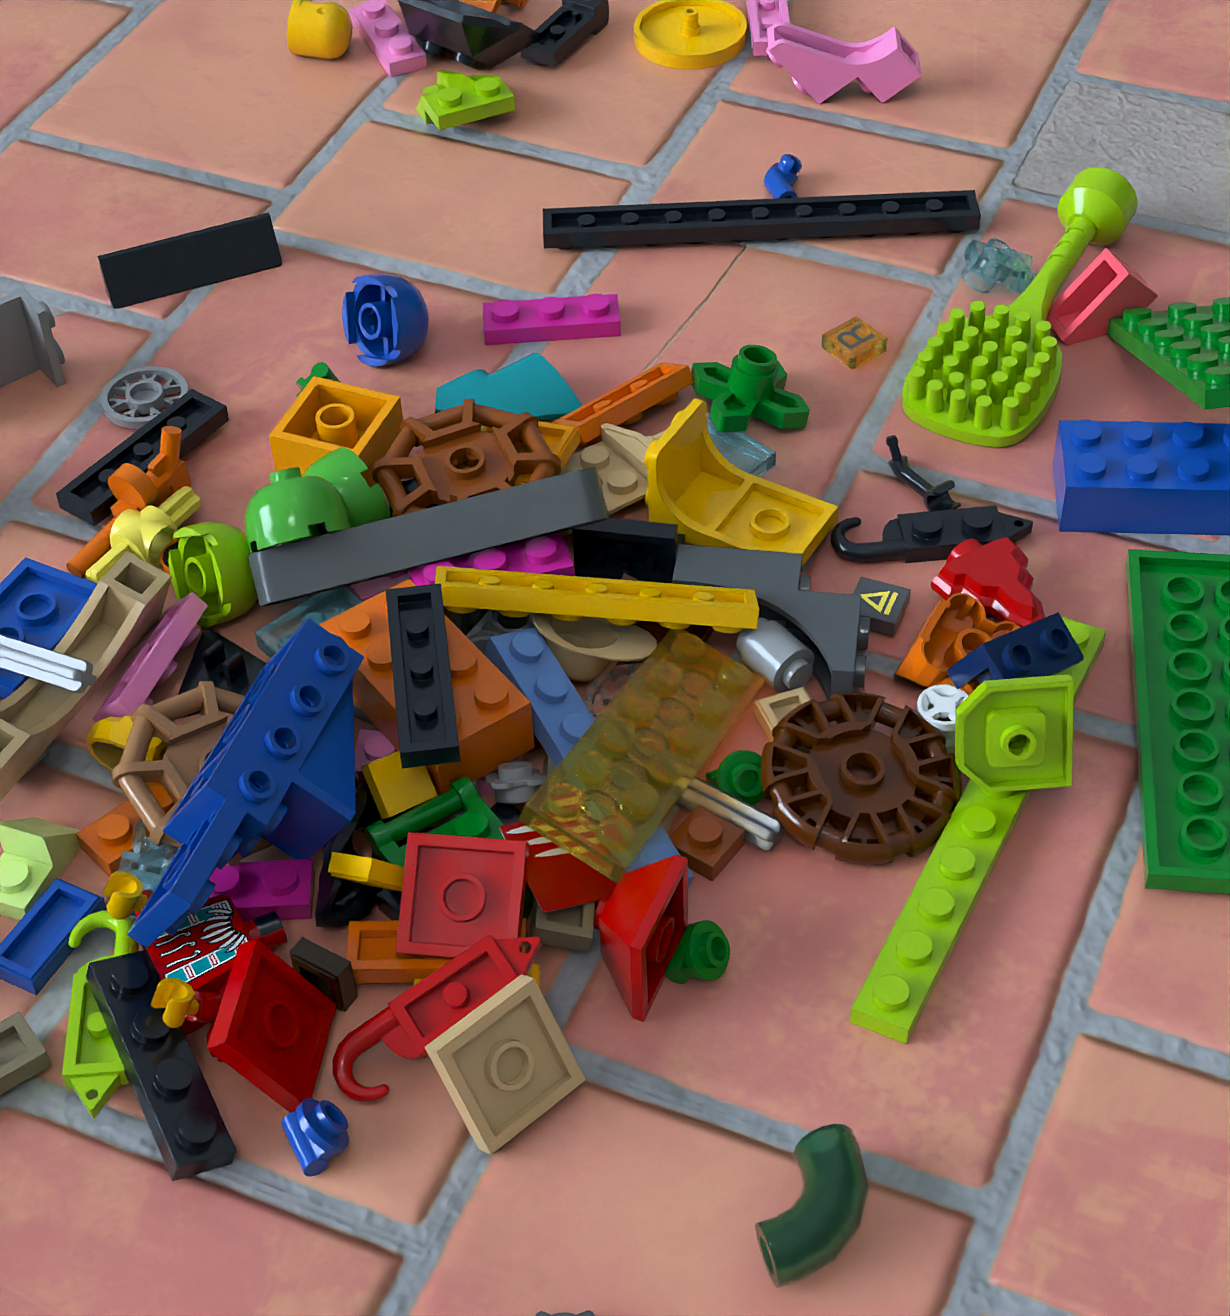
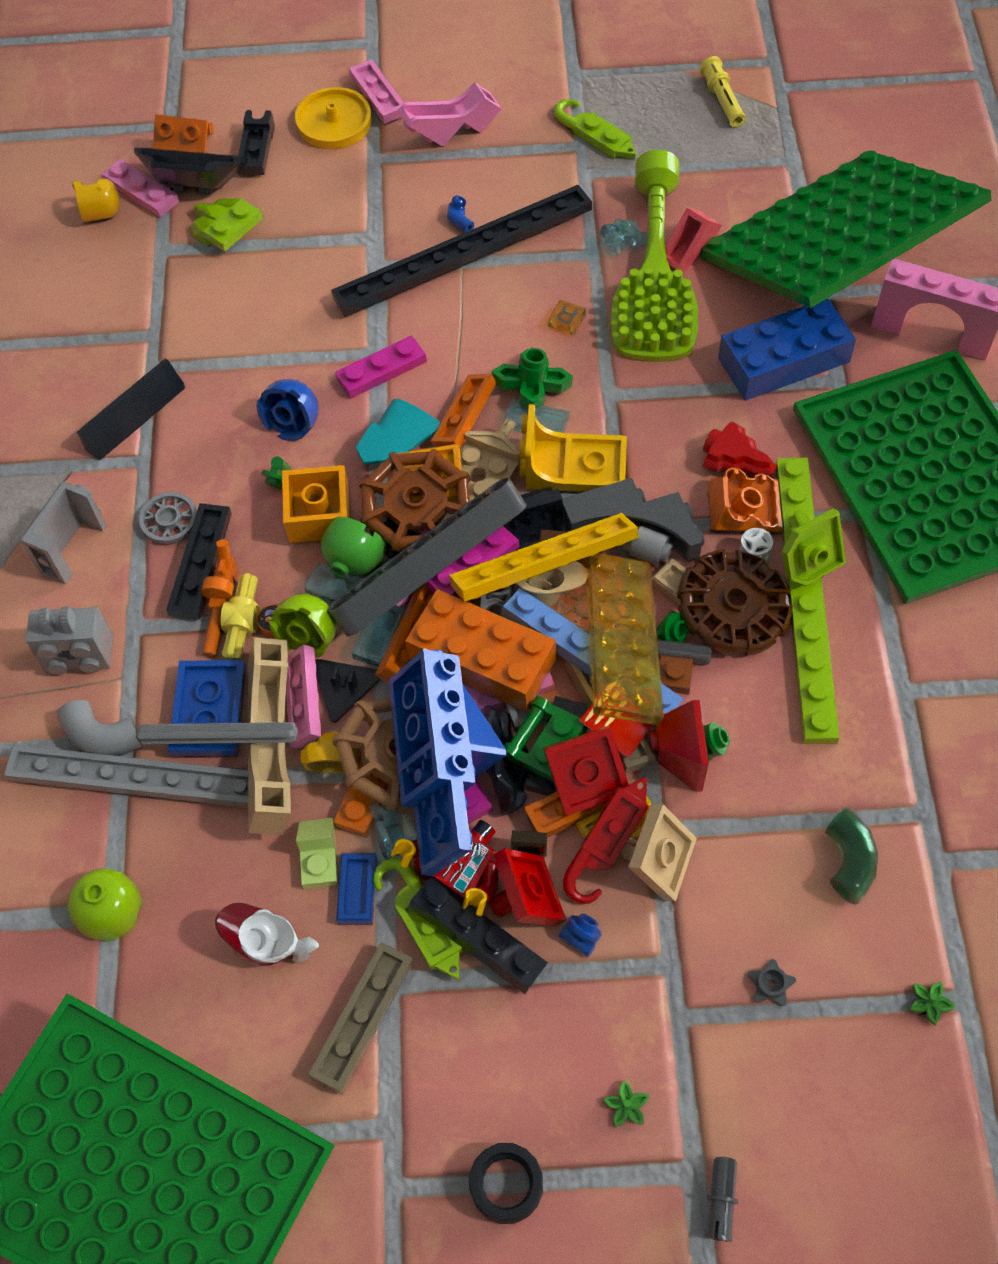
camera: 25 degrees left, 15 degrees up
(293, 510) = (345, 575): bright green cylinder -> none
(366, 871) = (527, 777): yellow tile -> none
(395, 787) = (505, 715): yellow tile -> none
(422, 676) = (496, 652): black plate -> none
(515, 782) = (561, 685): light grey plate -> none
(883, 604) = (683, 484): dark grey tile -> none
(929, 534) = (683, 431): black plate -> none
(935, 497) = (671, 407): black piece -> none
(1026, 652) = (784, 498): dark blue bracket -> none
(1045, 140) = (596, 131): none -> lime plate

